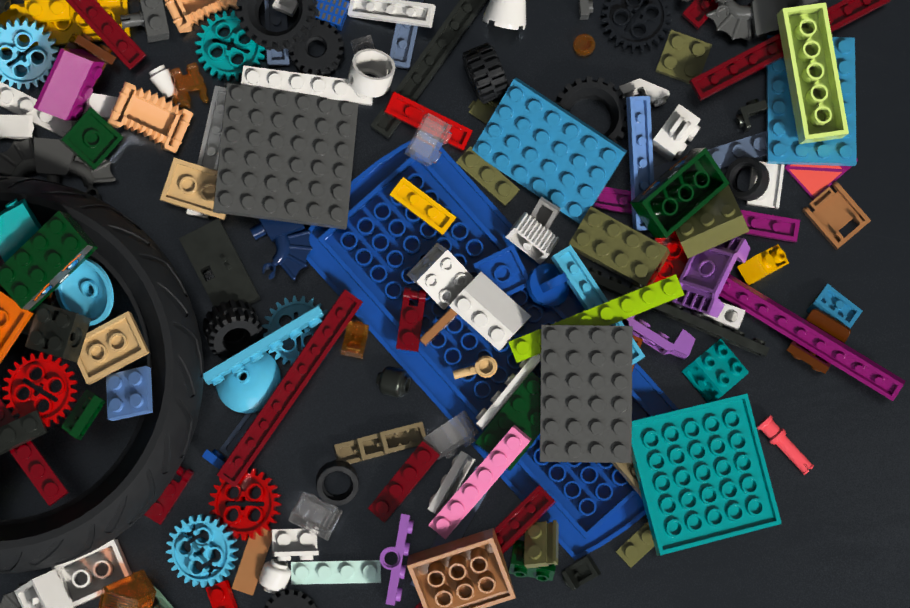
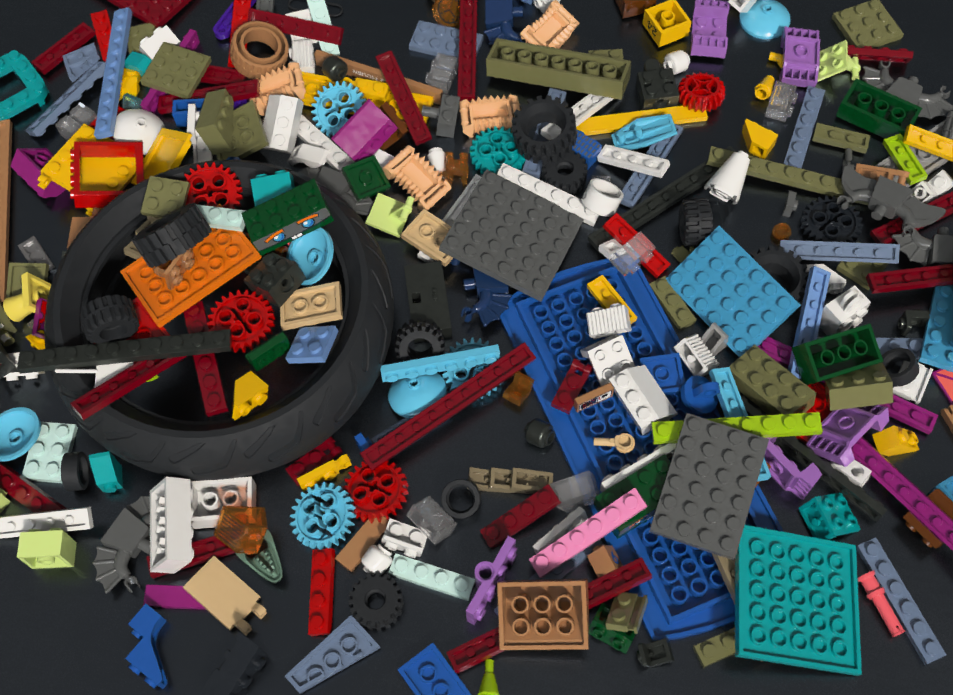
camera: 25 degrees right, 20 degrees down
(84, 471) = (247, 394): none -> yellow slope
(135, 172) = (389, 214): none -> yellowish green plate
(187, 502) = (324, 472): none -> yellow plate
(401, 135) = (609, 248): none -> white plate
(428, 235) = (608, 321): none -> white brick
(504, 498) = (604, 560): none -> medium nougat brick
(653, 56) = (843, 251): none -> sand blue plate
(803, 434) = (901, 602): none -> sand blue plate

